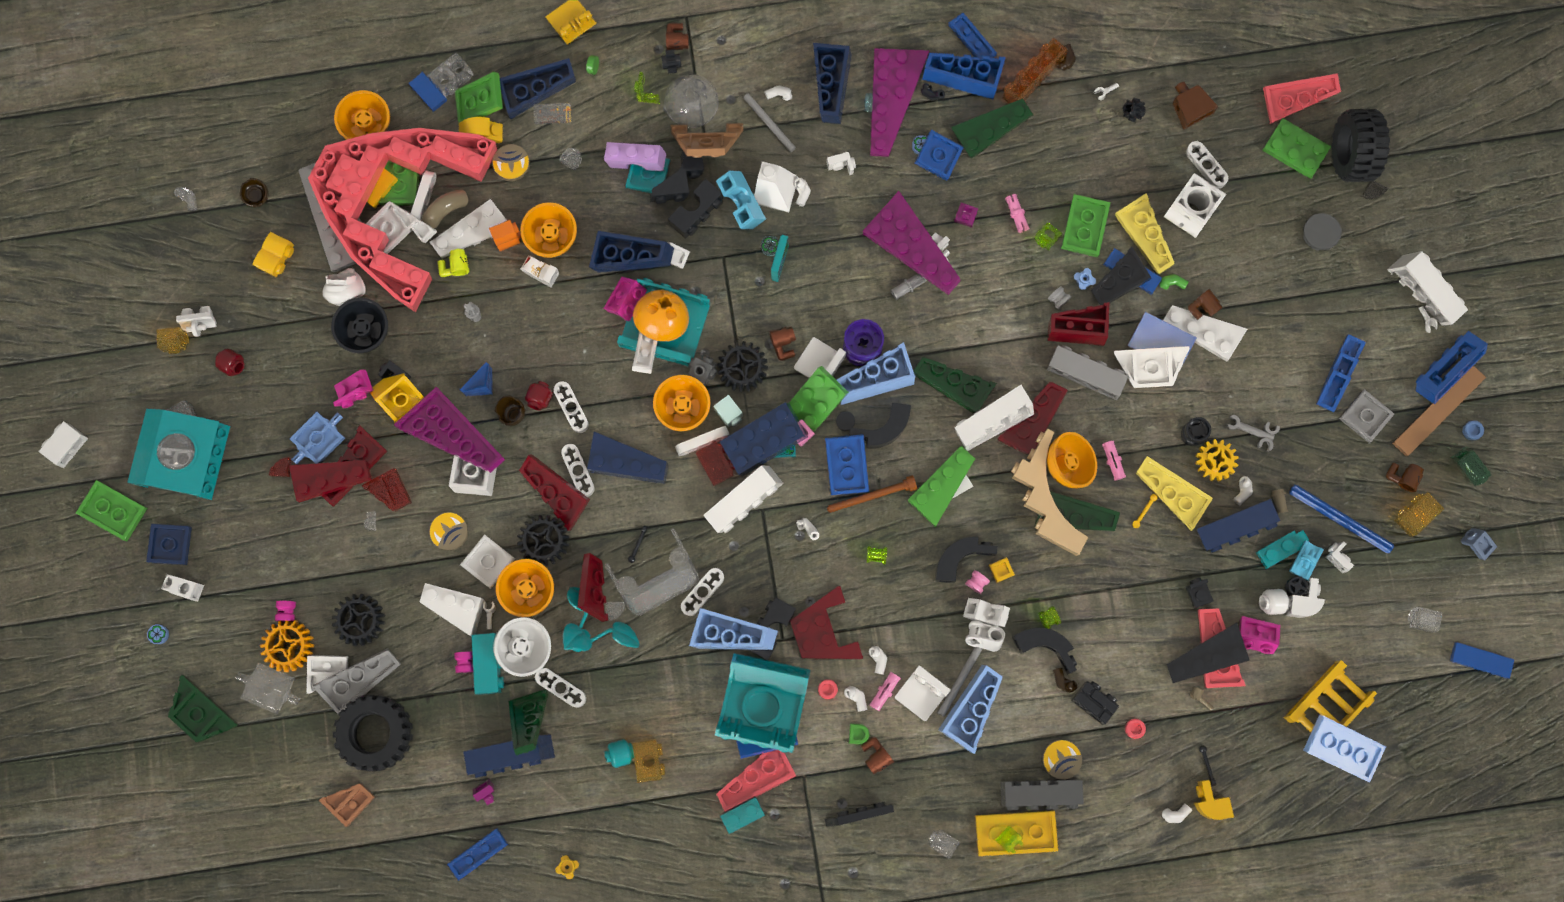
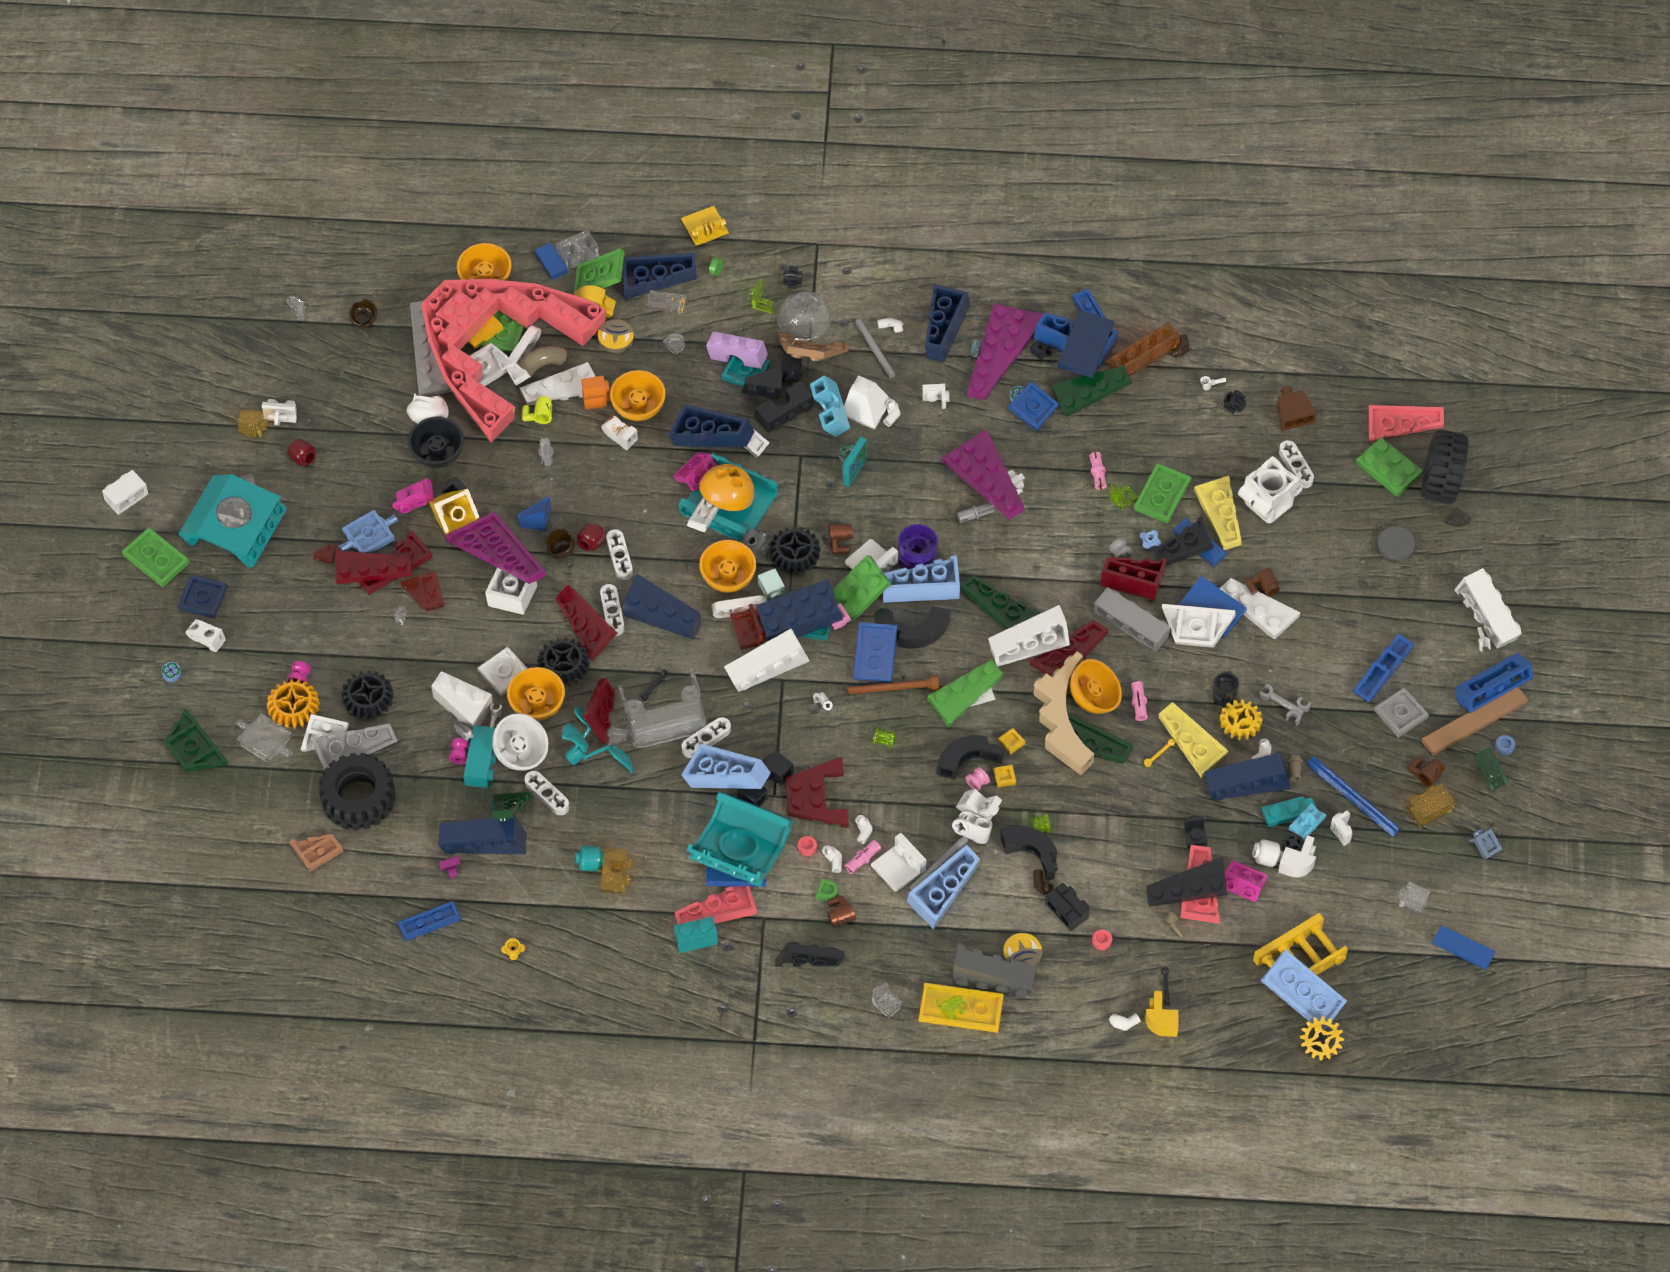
camera: 10 degrees right, 20 degrees down
(273, 254) = (367, 370): yellow brick -> none
(448, 531) = (473, 638): tile -> none
(462, 641) = (463, 730): none -> light grey axle
(676, 41) = (802, 258): copper piece -> none
(966, 215) = (1047, 463): magenta tile -> none
(979, 81) = (1085, 344): none -> dark blue tile
(999, 530) = (1011, 741): none -> yellow tile
(1173, 279) = (1237, 556): bright green arm -> none
(1372, 793) = (1325, 1047): none -> yellow gear

